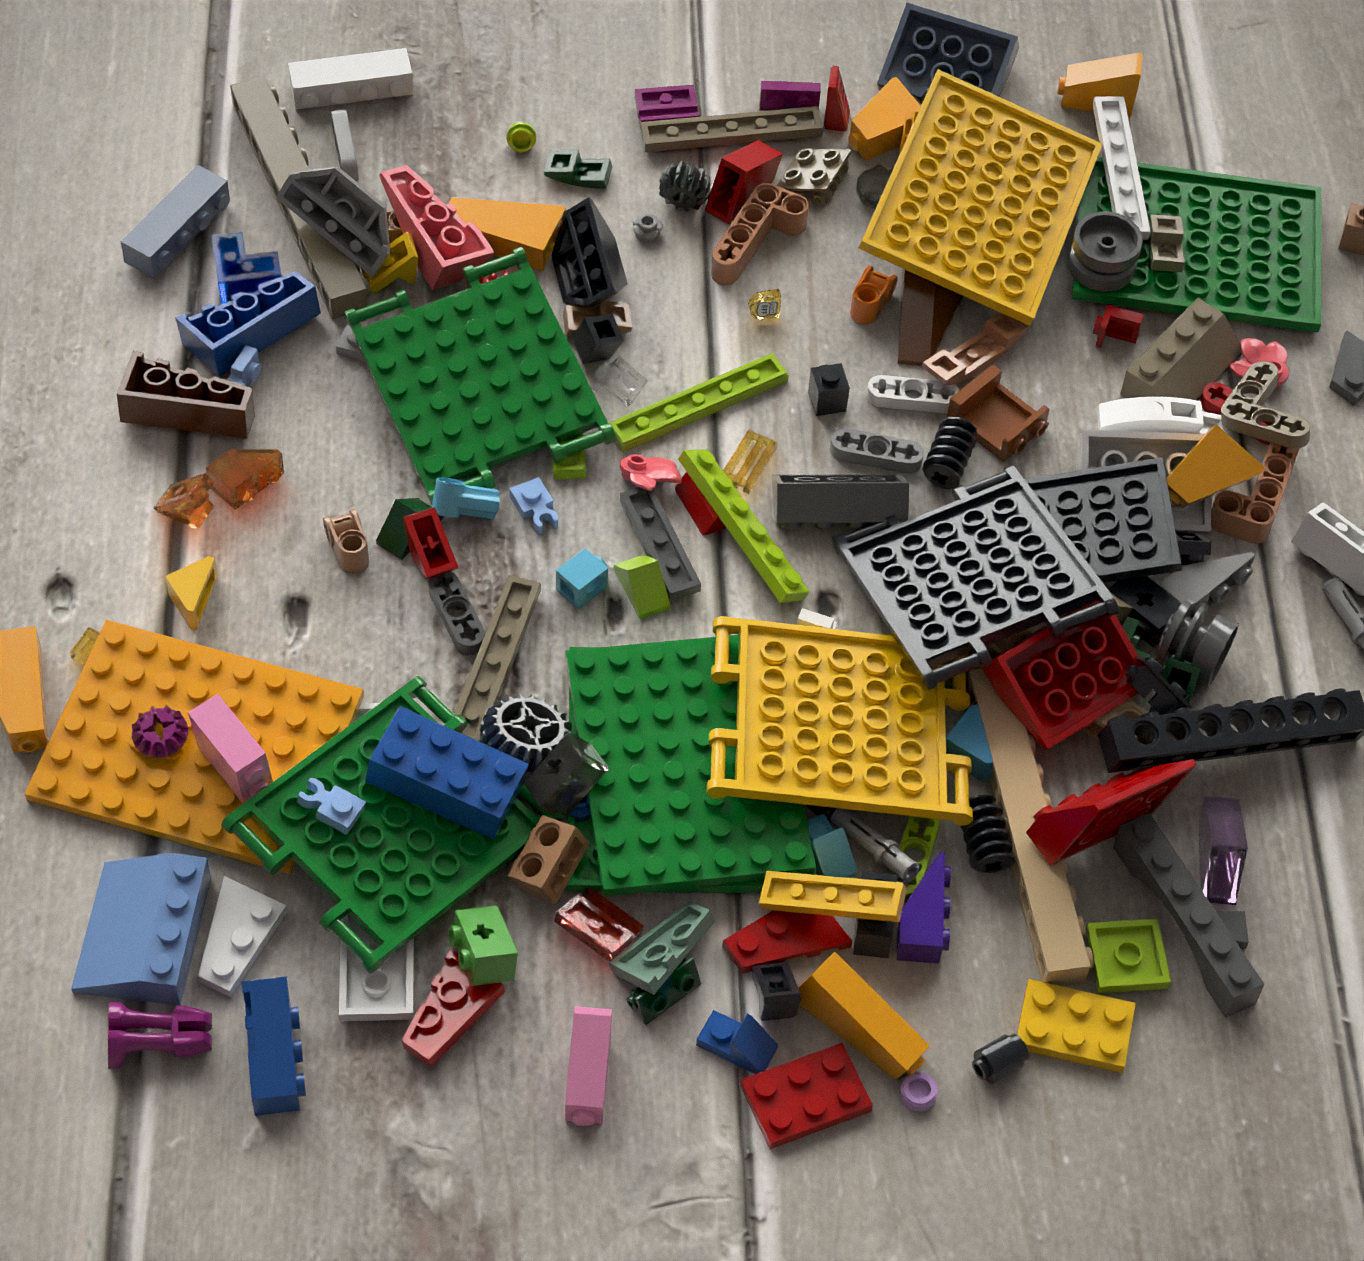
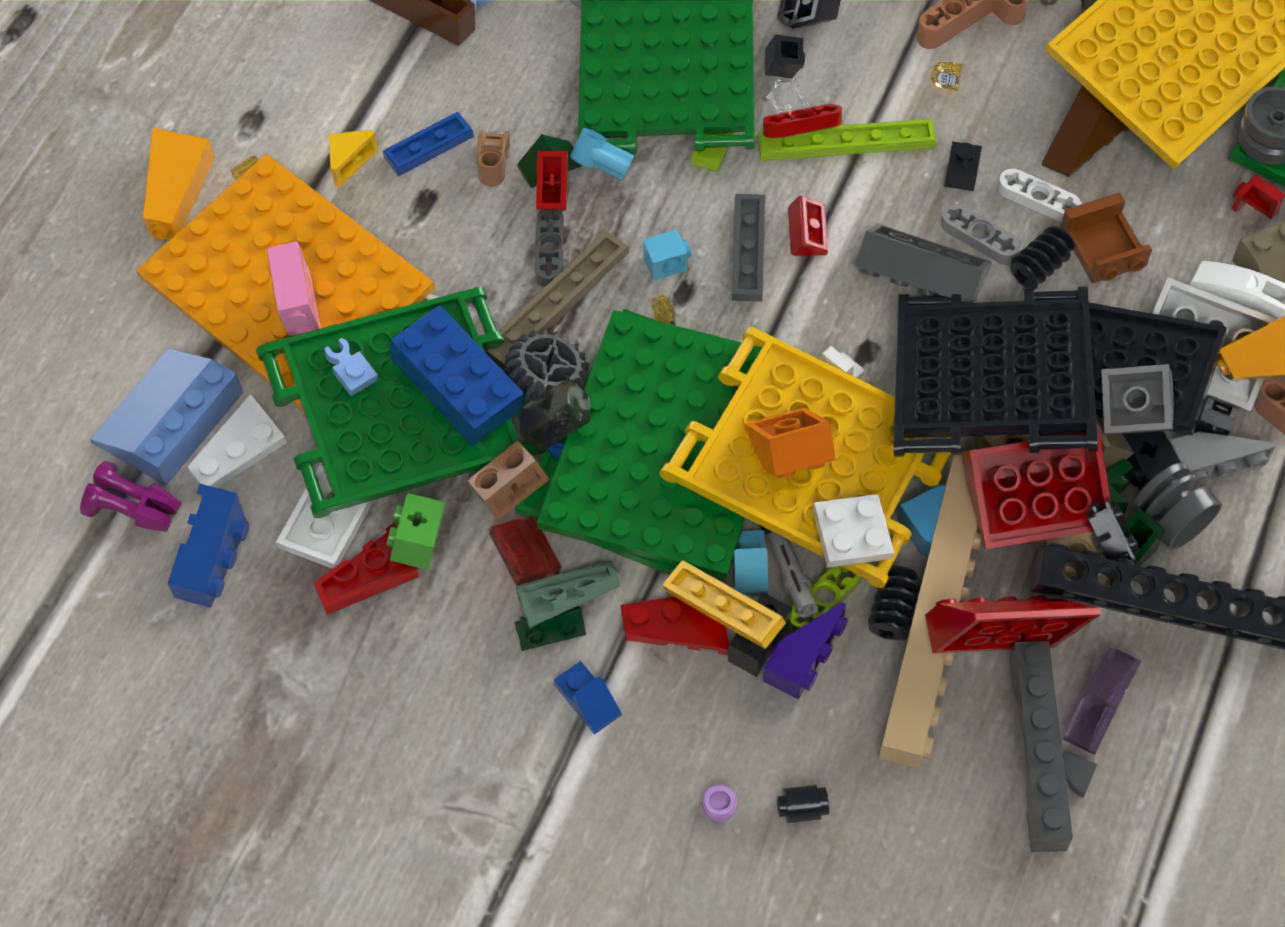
camera: 30 degrees right, 5 degrees up
(174, 733) = (243, 264): magenta gear -> none
(187, 500) = (383, 81): clear orange slope -> none
(244, 473) = (439, 73): clear orange slope -> none
(269, 551) = (428, 143): none -> blue tile
(534, 501) = (662, 178): light blue plate -> none
(575, 315) = (813, 41): medium nougat slope -> none
(588, 1065) = (447, 665): bright pink slope -> none
(610, 633) = (663, 310): none -> clear yellow tile
(643, 585) = (715, 279): lime slope -> none
(647, 471) = (764, 183): coral plate -> none
(648, 397) = (802, 121): none -> red beam
(739, 480) = (866, 208): clear yellow tile -> none
(744, 525) = (826, 259): lime plate -> none
(776, 990) = (639, 665): black slope -> none
(806, 1095) = (621, 766): red plate -> none
(822, 712) = (792, 442): none -> orange slope
(862, 1017) = (699, 719): light orange slope -> none
(871, 295) = (1047, 97): orange piece -> none
(920, 777) = (852, 530): none -> white plate
(976, 353) = (1125, 177): nougat slope -> none
(1076, 1025) = (888, 803): yellow plate -> none
(1123, 552) = (1137, 399): none -> light grey slope
(1128, 955) = (967, 760): lime plate -> none

